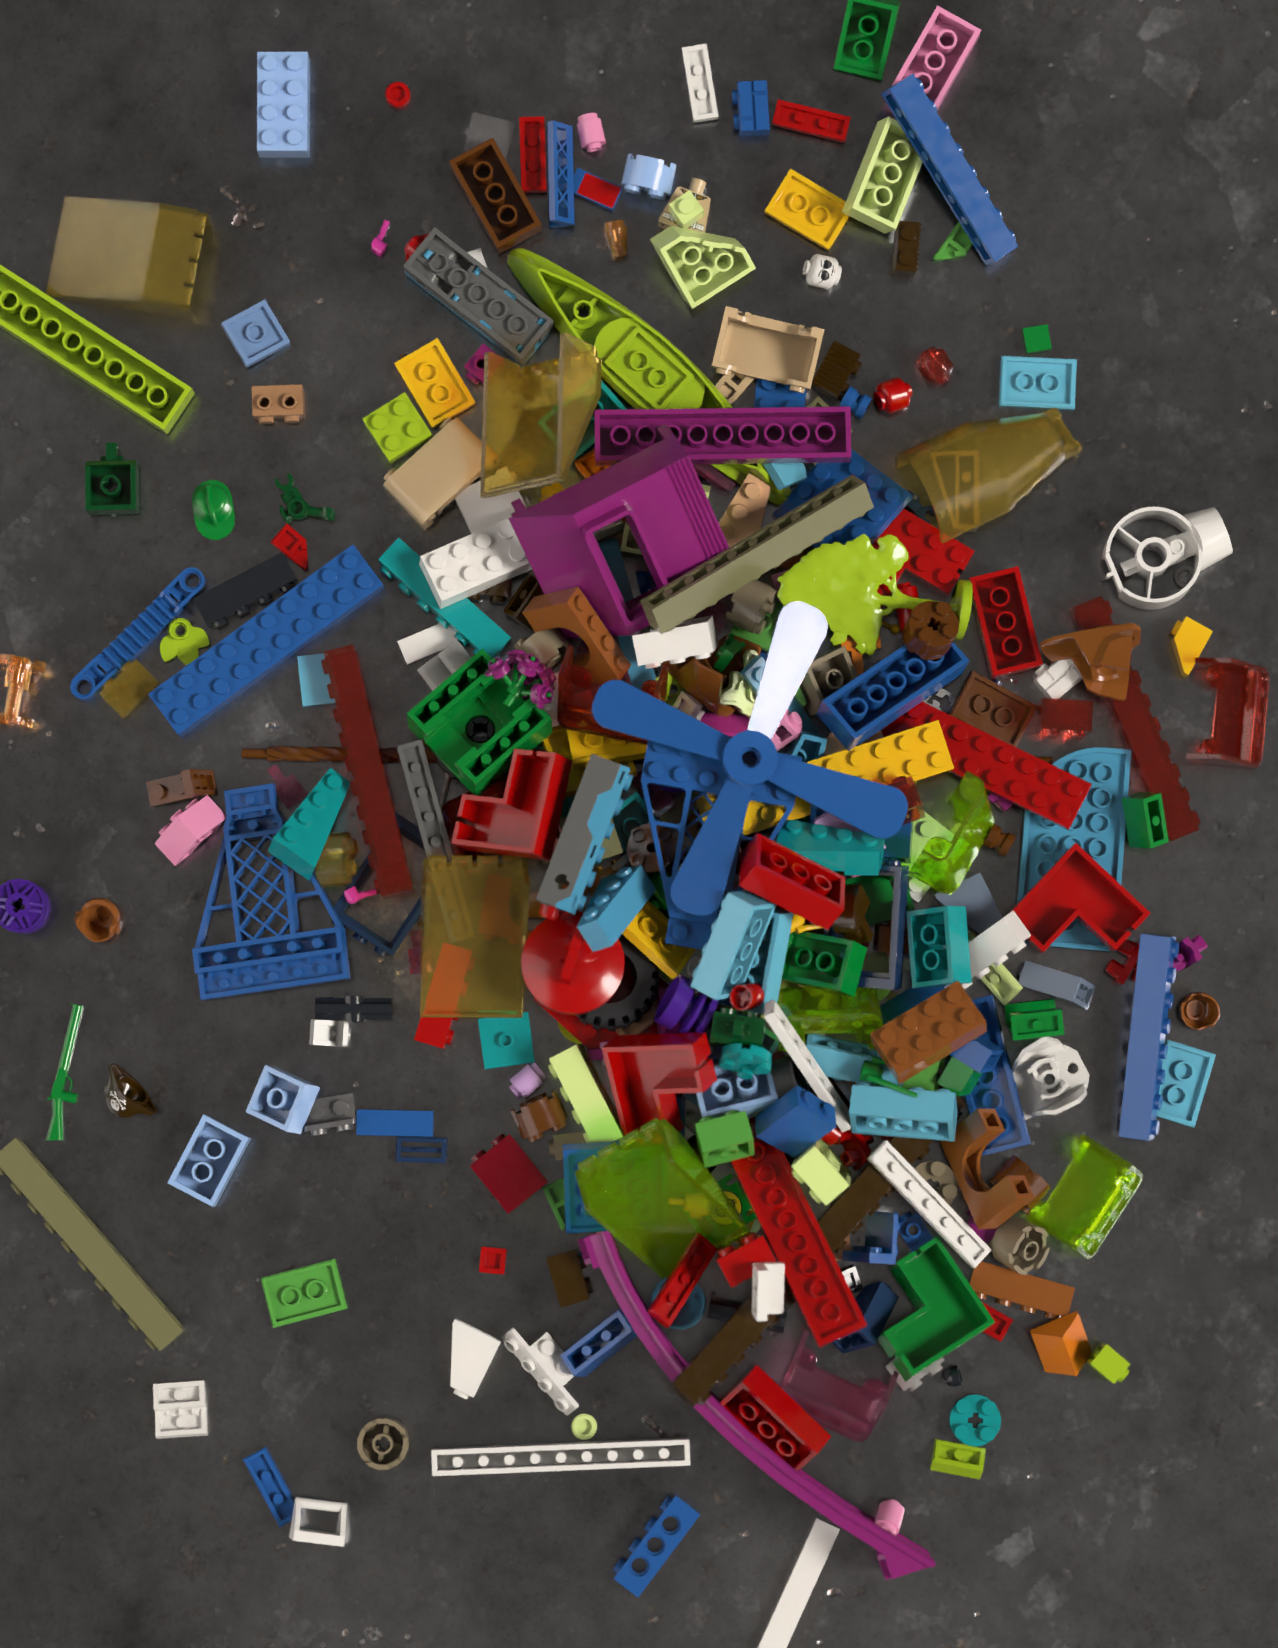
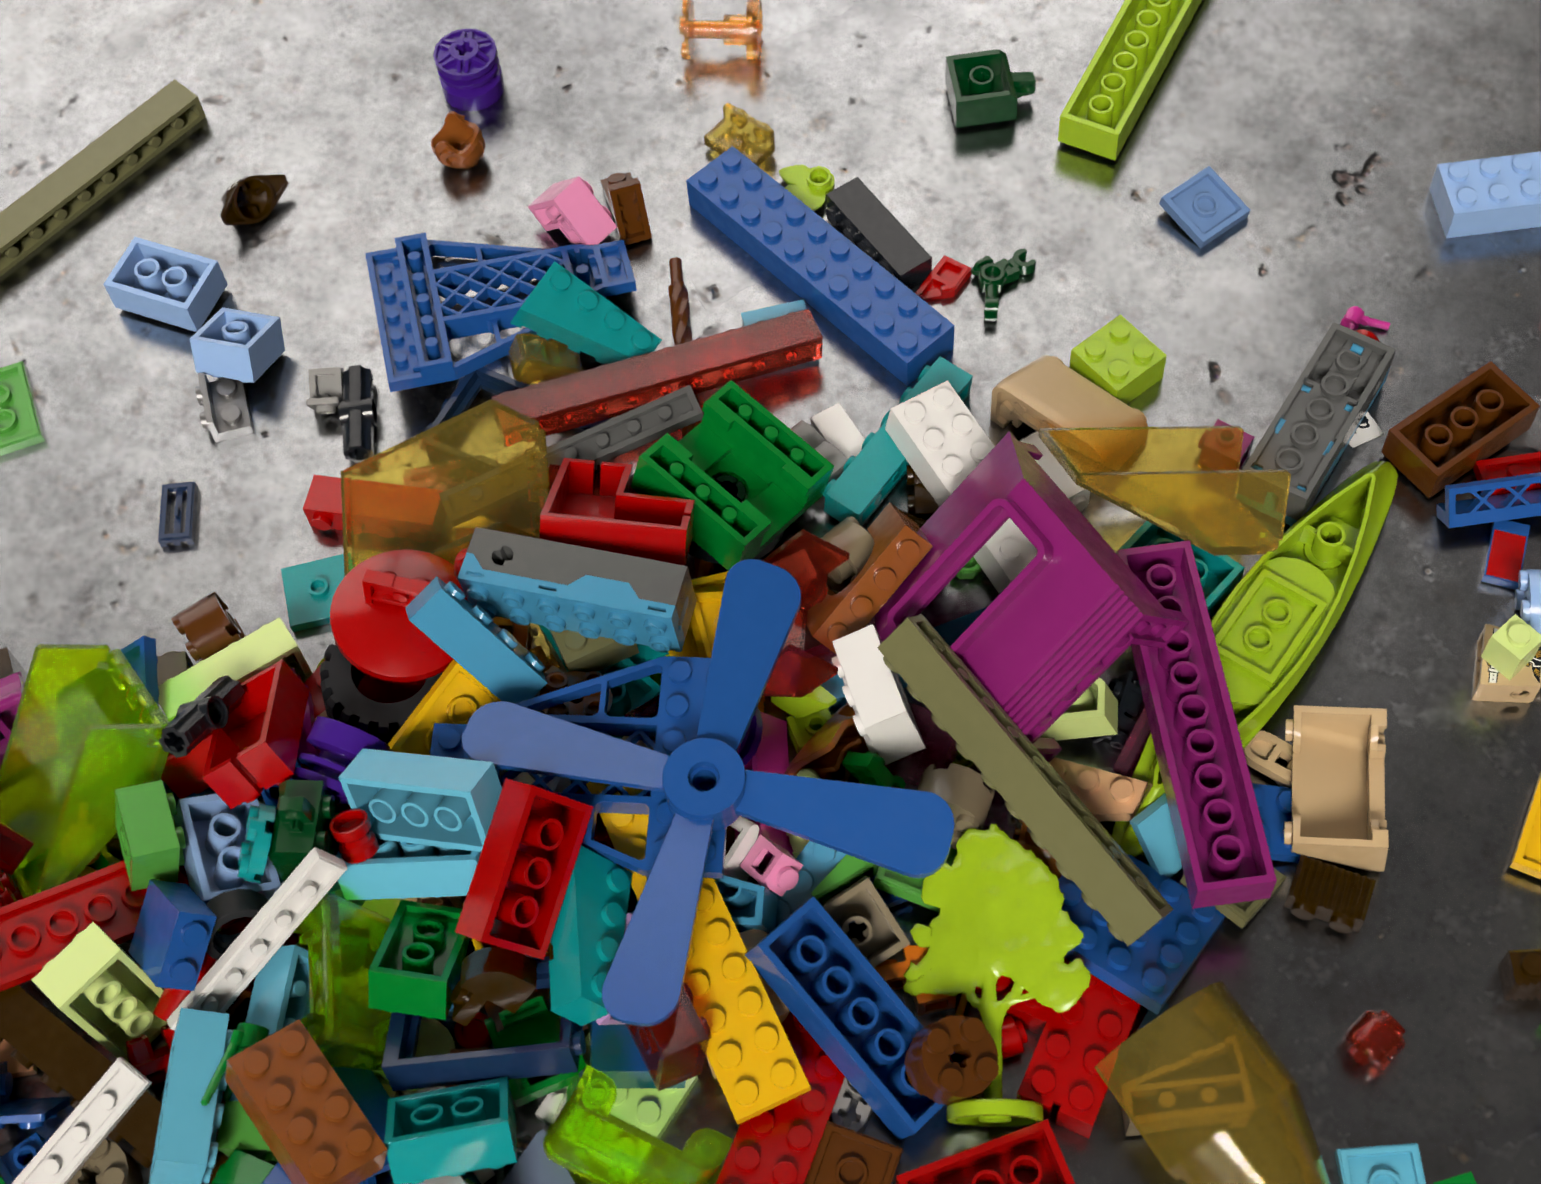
camera: 90 degrees right, 25 degrees down
(58, 1094) = (268, 143): green piece -> none
(128, 255) = (1269, 60): clear yellow windscreen -> none
(139, 634) = (810, 143): blue gear -> none
(213, 509) = (975, 196): green piece -> none
(278, 403) = (1122, 238): medium nougat brick -> none
(288, 789) = (642, 309): clear pink plate -> none
(352, 895) = (497, 380): dark pink hand -> none
(395, 1123) = (213, 480): blue tile -> none
(435, 383) = (1190, 394): yellow plate -> none
(492, 1260) = (28, 612): red tile -> none
(508, 1172) = (138, 607): dark red brick -> none
(521, 686) = (812, 507): magenta plant -> none
(527, 1081) = (259, 611): lavender brick -> none
(616, 237) = (1447, 584): clear orange cone -> none
(645, 1099) = (201, 716): none -> black piece
(689, 705) = (786, 740): white tile -> none
(701, 262) = (1443, 680): yellowish green brick -> none
(822, 271) = (1476, 857): white head -> none
(857, 402) = (1288, 928): blue wheel -> none
(892, 395) = (1312, 981): red head -> none

